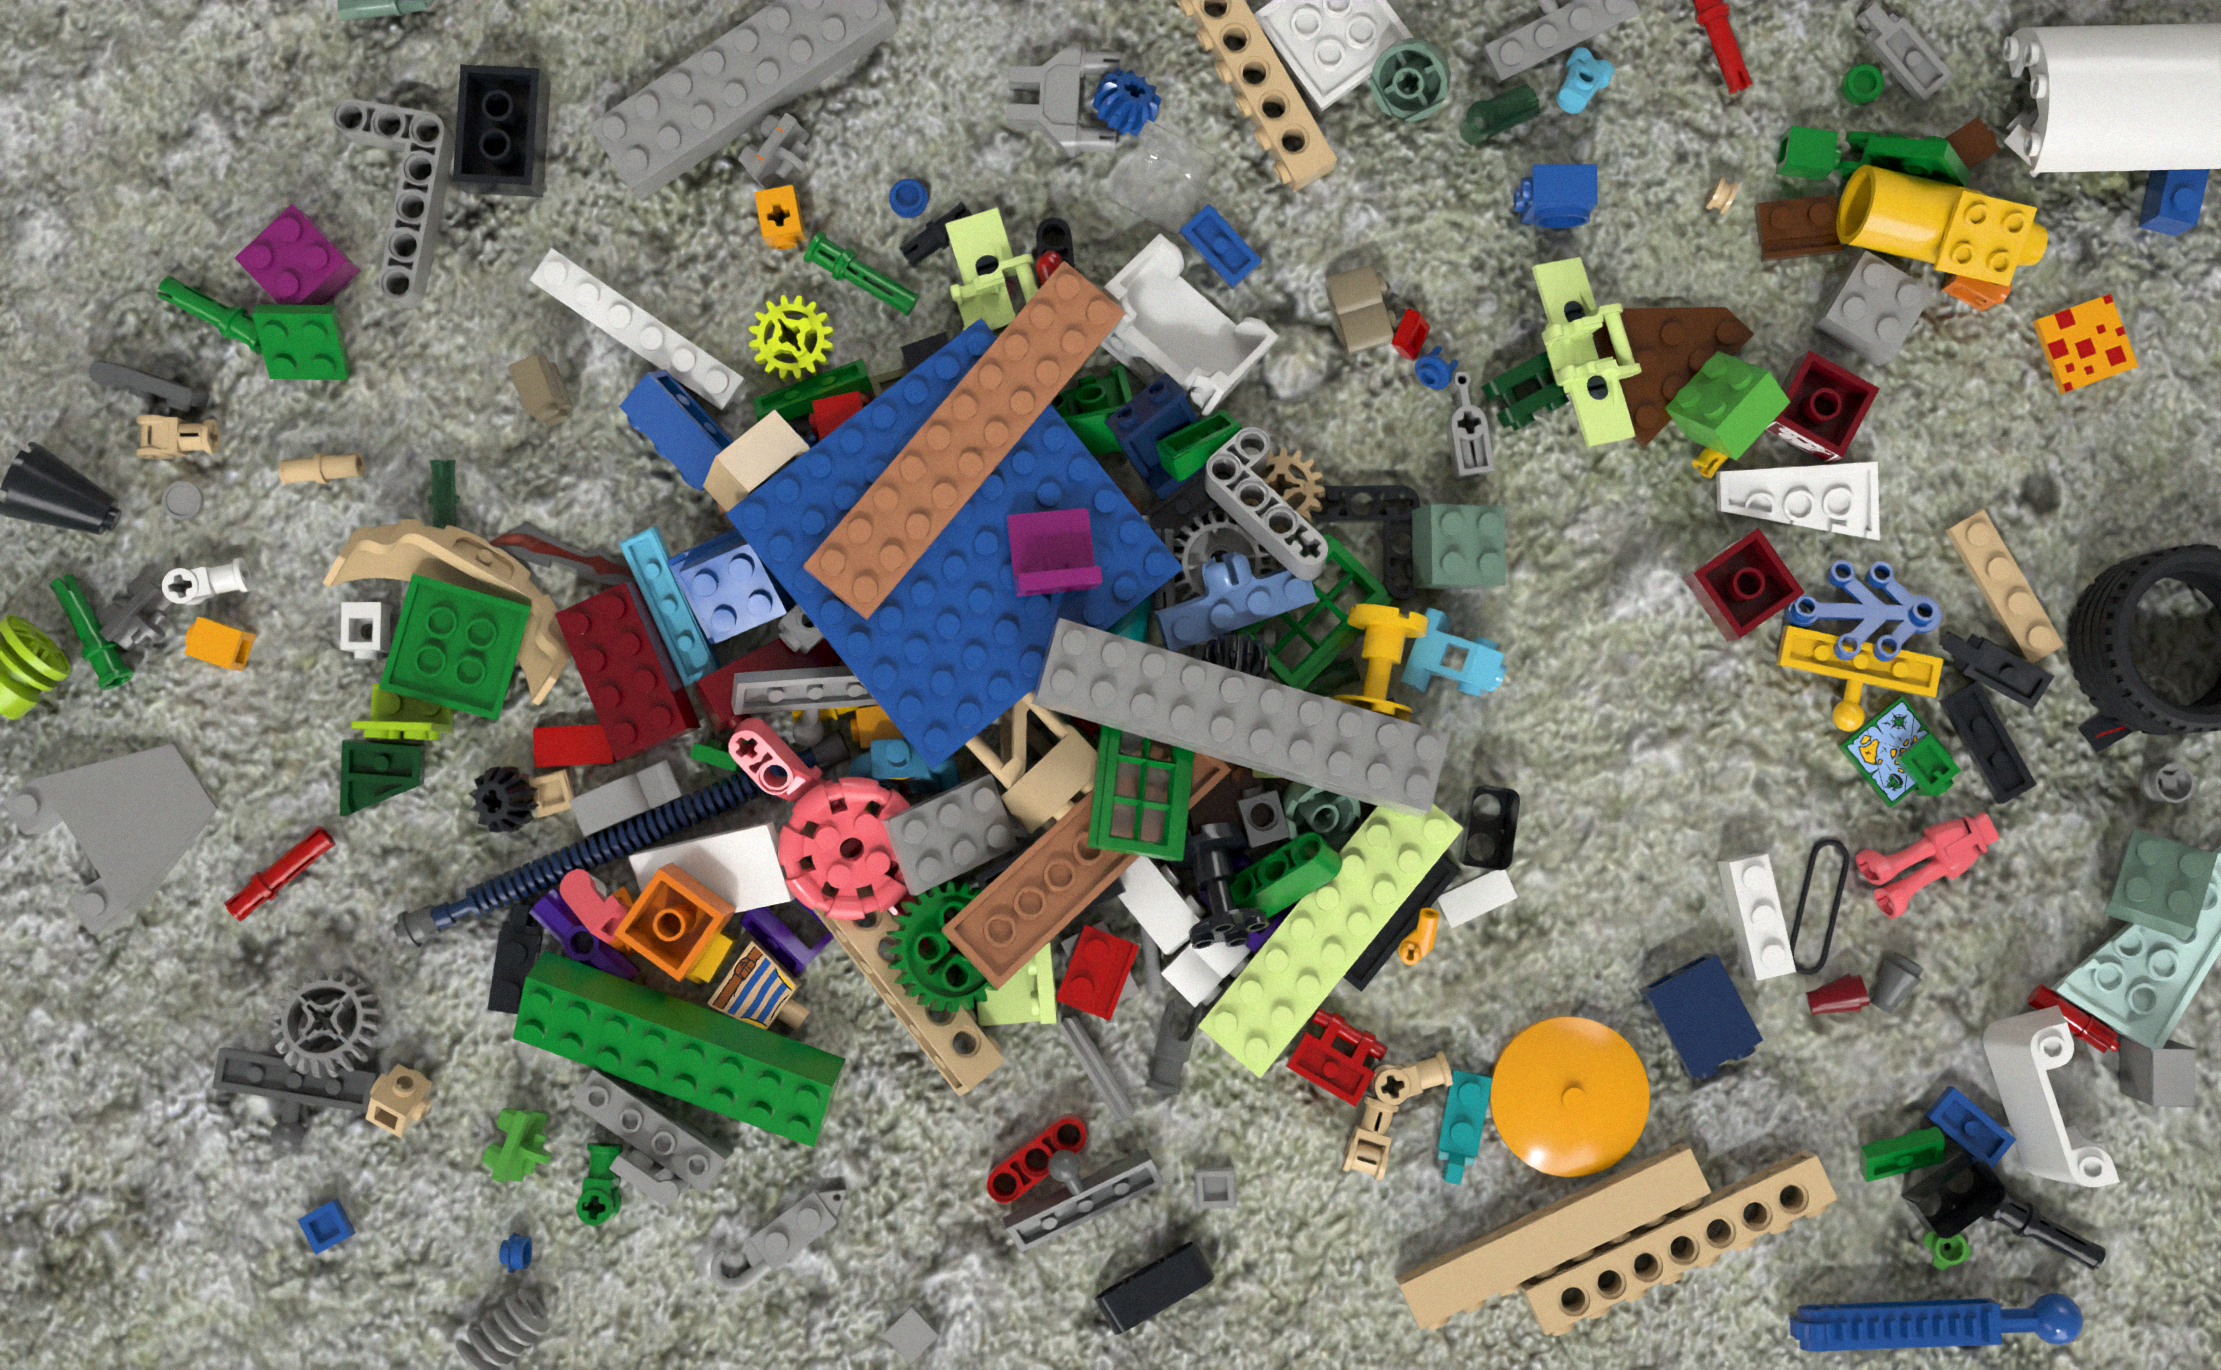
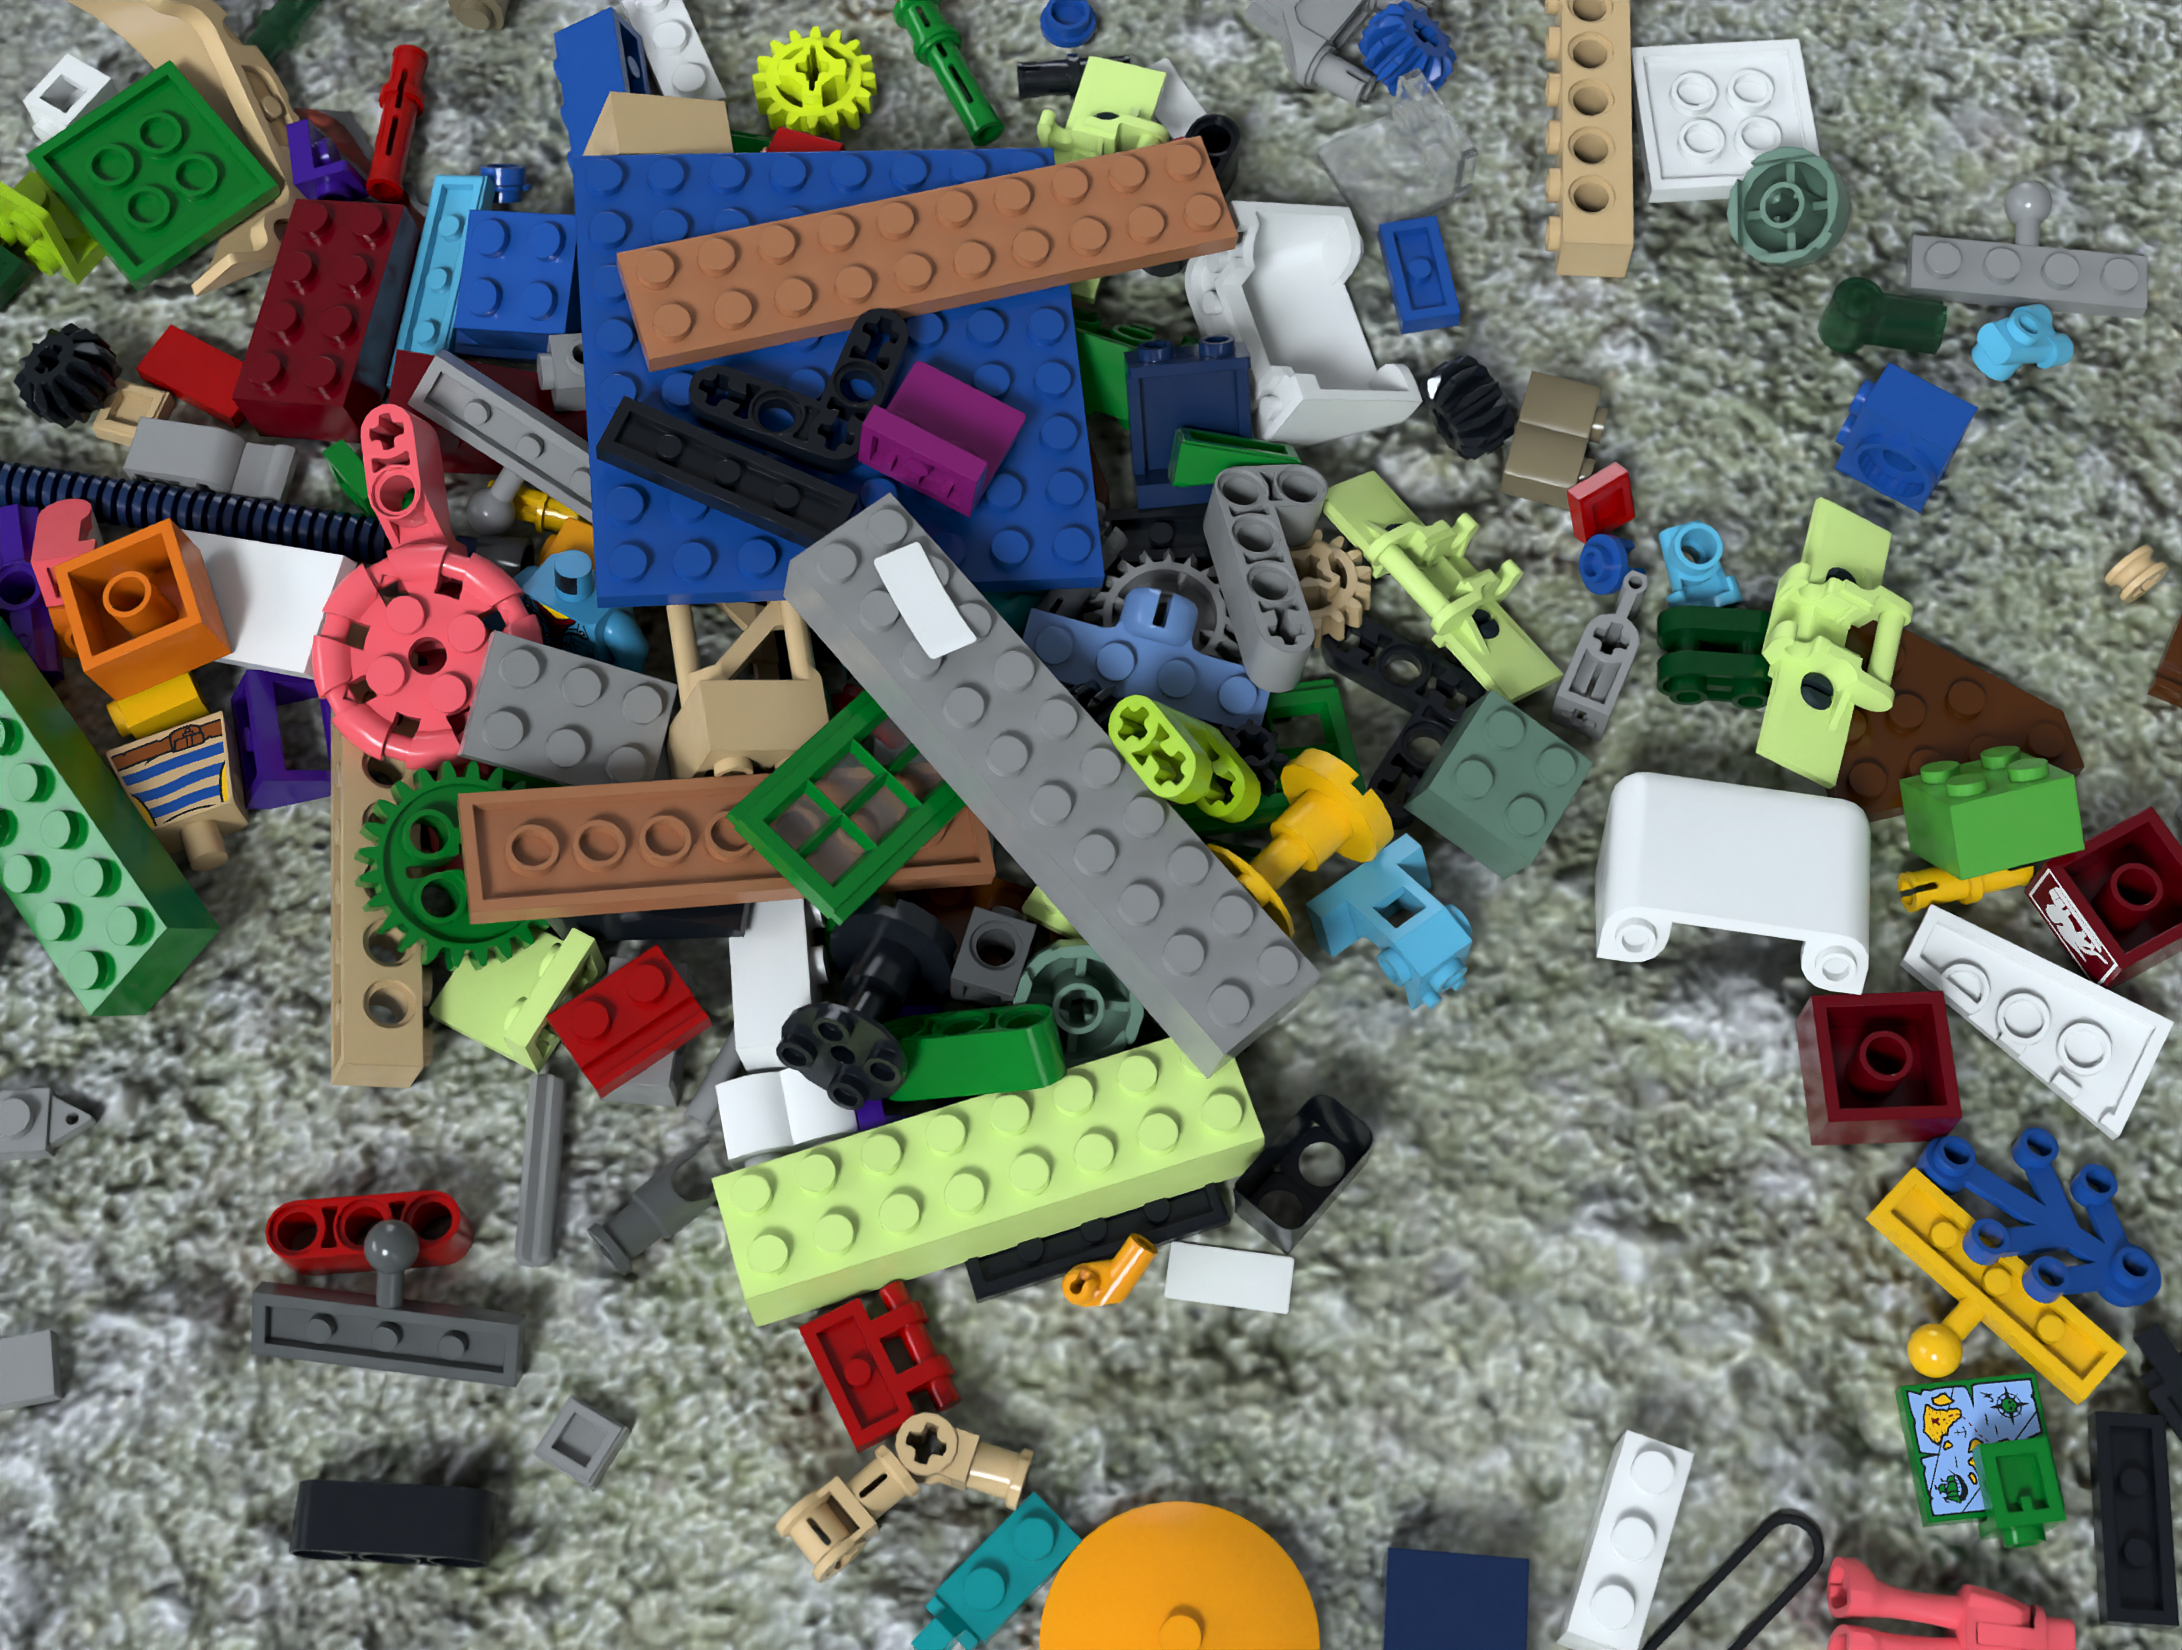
camera: 30 degrees right, 20 degrees down
(539, 577) = (319, 168): none -> dark purple bracket
(543, 478) = (404, 82): none -> red pin
(655, 514) = (509, 181): none -> blue plate
(957, 658) = (723, 474): none -> black plate
(974, 590) = (813, 419): none -> black beam
(1015, 218) = (1177, 105): none -> white sticker
(1124, 674) = (923, 601): none -> white sticker
(1292, 648) = (1173, 745): none -> lime connector
(1304, 323) = (1467, 407): none -> black gear
(1312, 625) = (1258, 750): none -> black gear
(1354, 441) = (1444, 584): none -> yellowish green piece
(1492, 348) = (1705, 579): none -> medium azure plate
(1615, 529) = (1738, 865): none -> white windscreen

